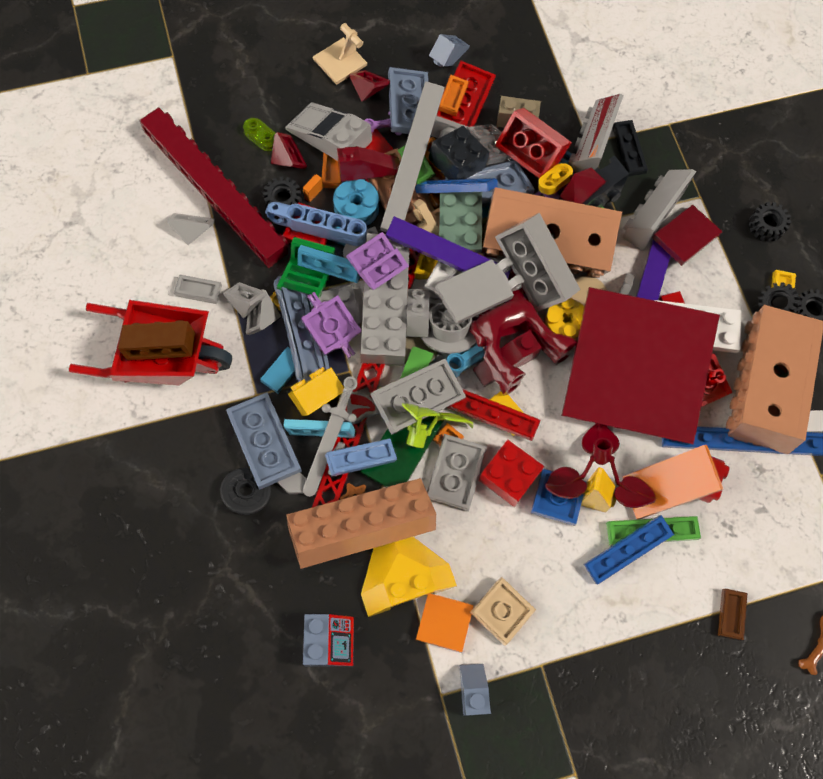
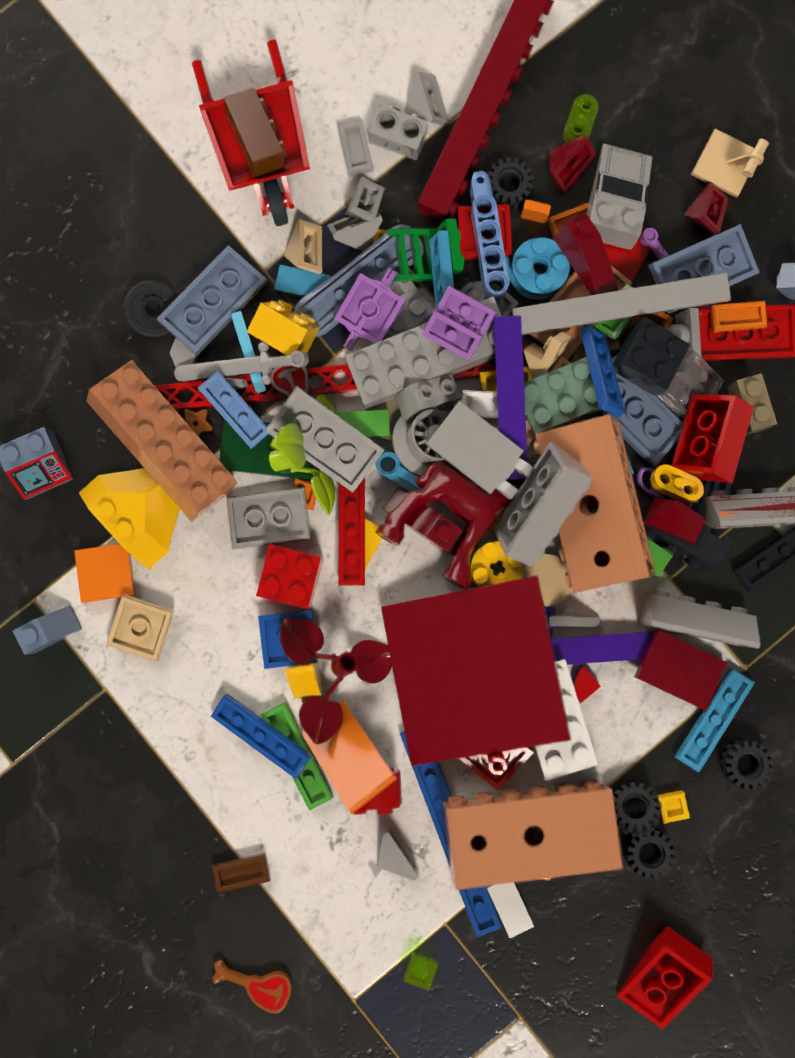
camera: 70 degrees right, 15 degrees up
(206, 255) = (395, 138): none -> light grey brick
(256, 355) = (306, 247): none -> tan slope
(731, 230) = (715, 720): none -> dark azure tile
(758, 489) = (394, 858): none -> light grey slope

